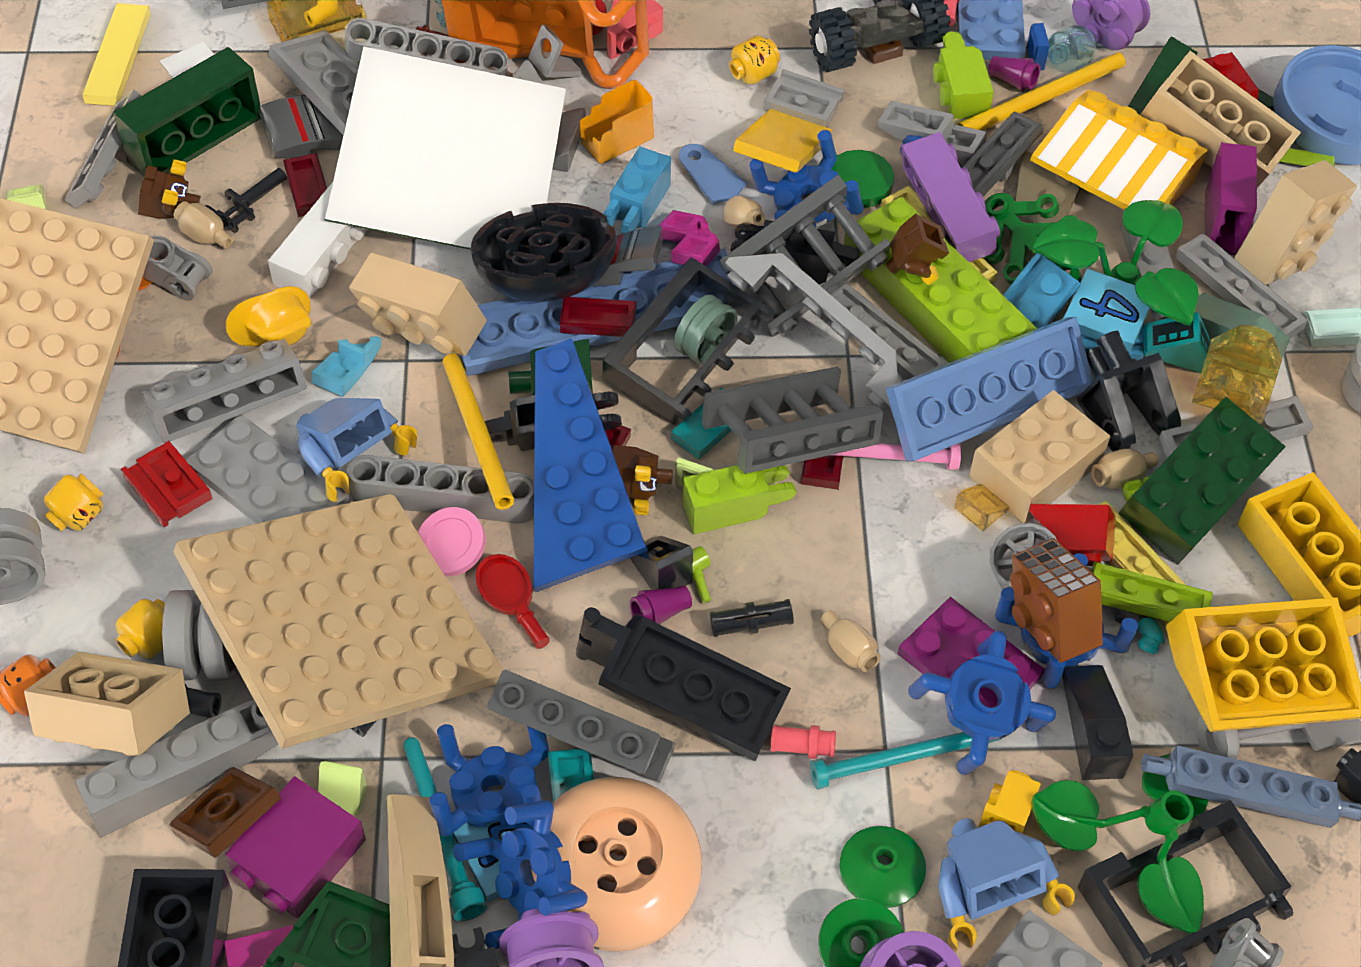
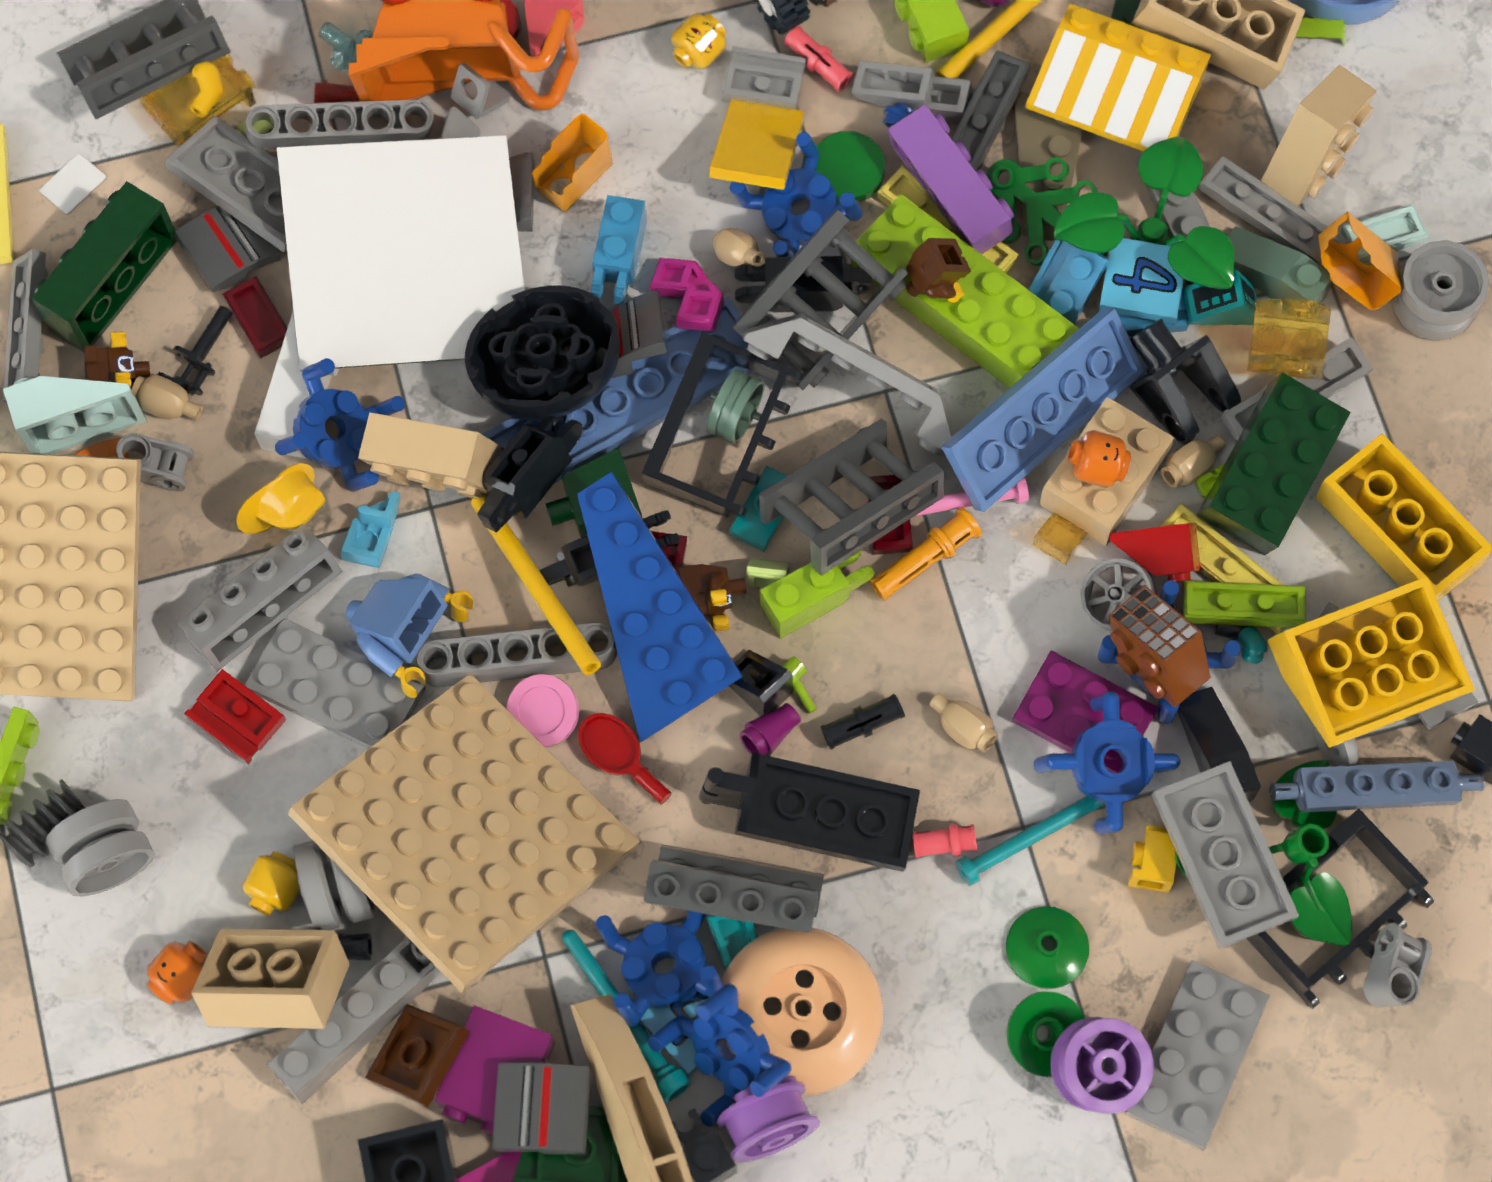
camera: 10 degrees left, 15 degrees up
(73, 502) = (149, 762): yellow head -> none
(119, 203) = (68, 412): none -> light aqua slope
(316, 274) = (348, 414): none -> blue plate
(326, 884) = (541, 1108): none -> dark grey slope
(343, 785) = (518, 1000): yellowish green slope -> none
(498, 335) = (527, 470): none -> black hinge
(597, 316) = (620, 416): dark red tile -> none
(711, 174) = (688, 199): medium blue piece -> none
(856, 94) = (818, 58): none -> coral pin
(866, 484) = (939, 544): none -> light orange pin
(911, 354) = (955, 383): light grey plate -> none
(993, 870) = (1150, 934): medium blue torso -> none
(1034, 429) = (1099, 458): none -> orange head
(1083, 807) = (1224, 855): none -> light grey plate
(1231, 196) = (1245, 109): magenta brick -> none
(1321, 359) = (1368, 284): none -> light orange piece

